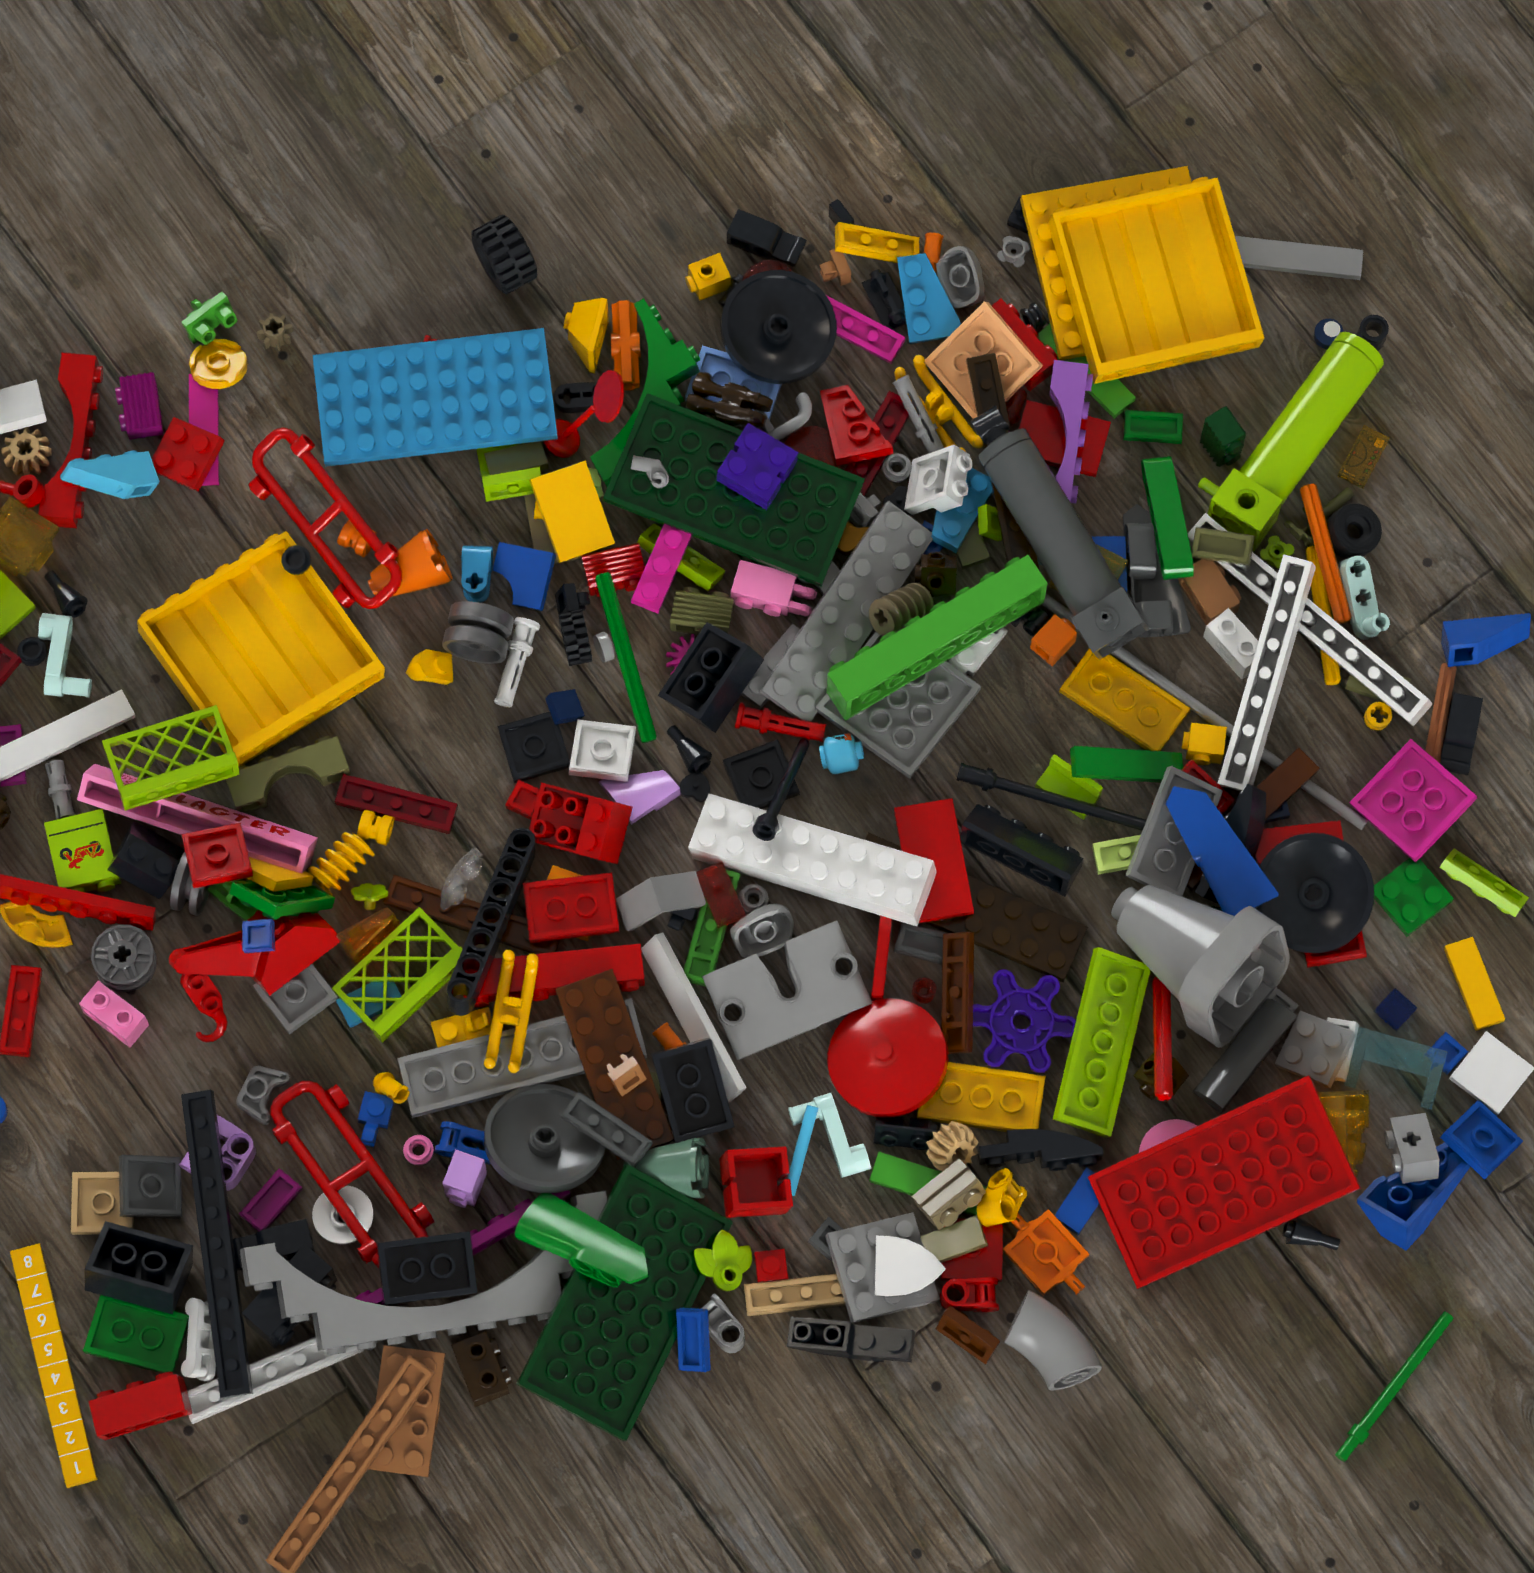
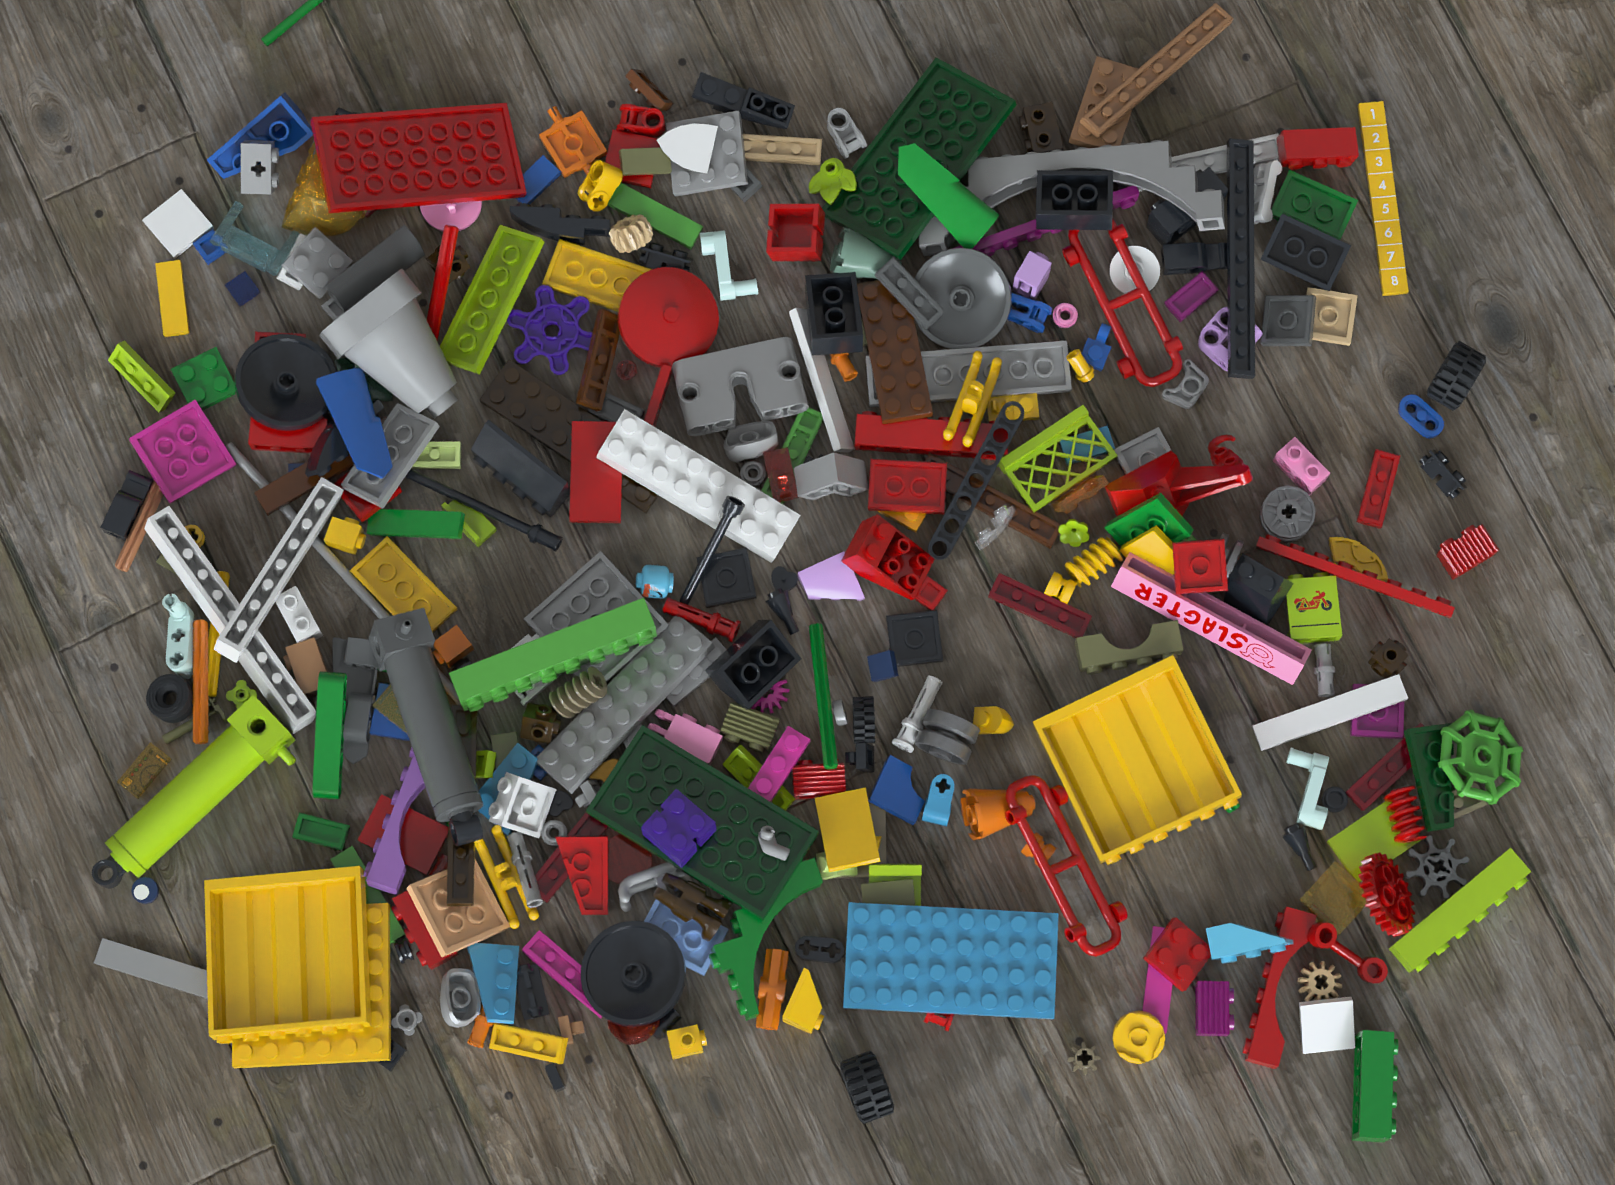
camera: 170 degrees left, 5 degrees up
(177, 780) = (1226, 639): lime fence -> none
(207, 316) = (1143, 1086): bright green hips -> none
(258, 936) = (1175, 484): blue tile -> none
(296, 560) = (1095, 828): black plate -> none
(602, 750) = (857, 621): white tile -> none
(606, 406) = (800, 909): red piece -> none
(626, 1075) = (887, 328): medium nougat tile -> none
(693, 1339) = (869, 121): blue tile -> none
(764, 238) = (627, 1069): black piece -> none
(771, 1265) = (795, 174): red plate -> none
(802, 1146) = (752, 259): medium azure bar -> none
(949, 1195) = (641, 192): dark tan brick -> none
(1052, 1343) = (585, 67): light grey brick -> none
(1222, 546) = (288, 691): olive tile -> none
(1223, 437) = (263, 799): dark green brick -> none
(1481, 638) = (95, 581): blue slope -> none
(1481, 1139) = (201, 169): blue tile -> none

